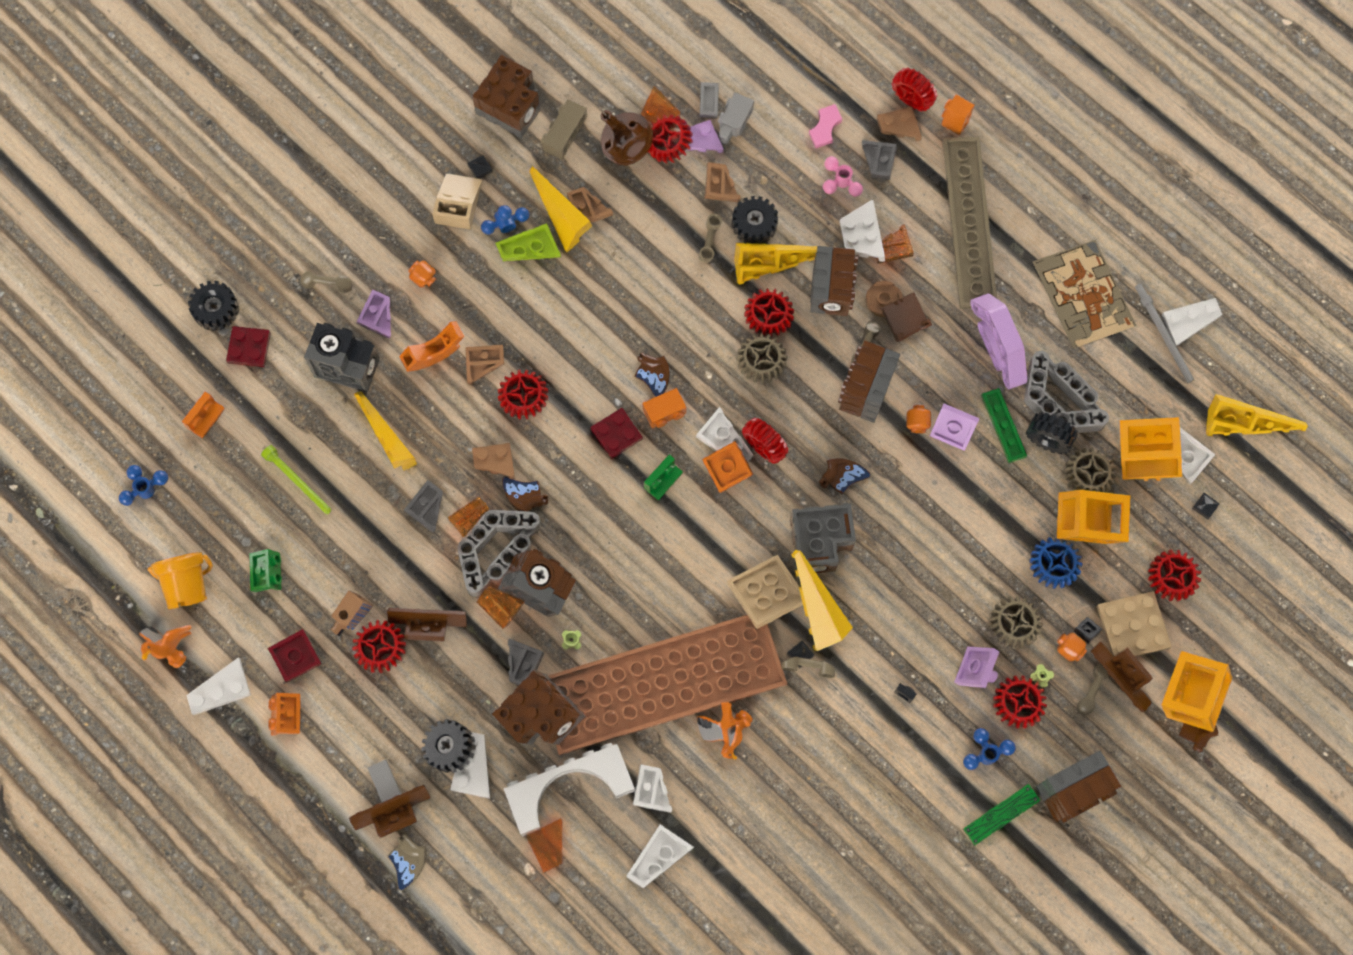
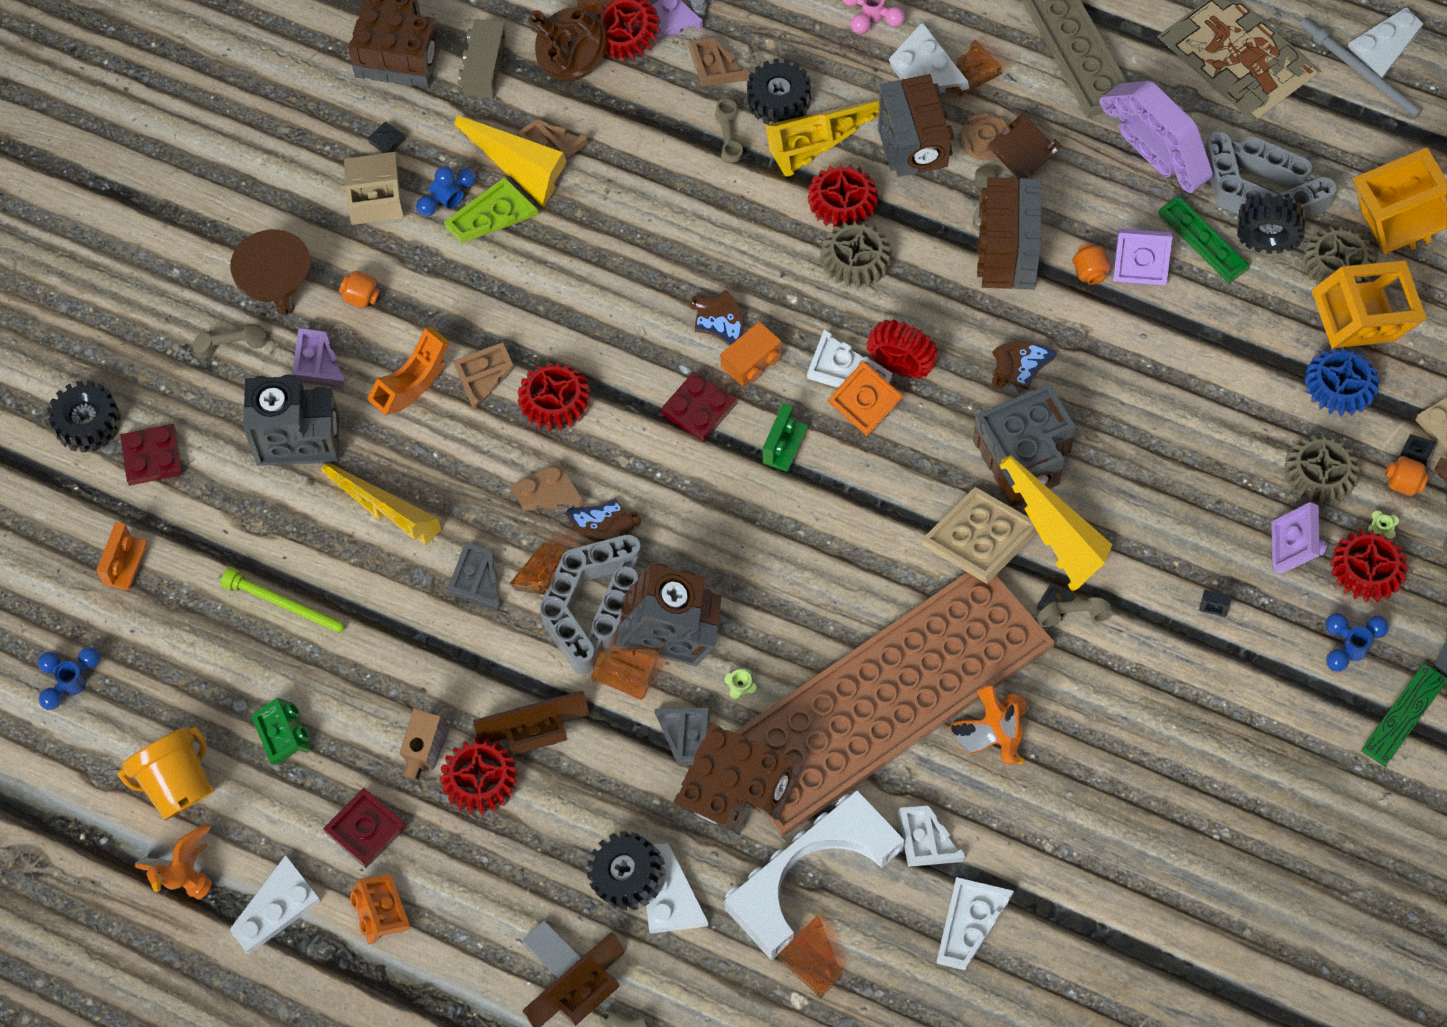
camera: 15 degrees left, 10 degrees down
(367, 241) = (271, 267): none -> reddish brown piece

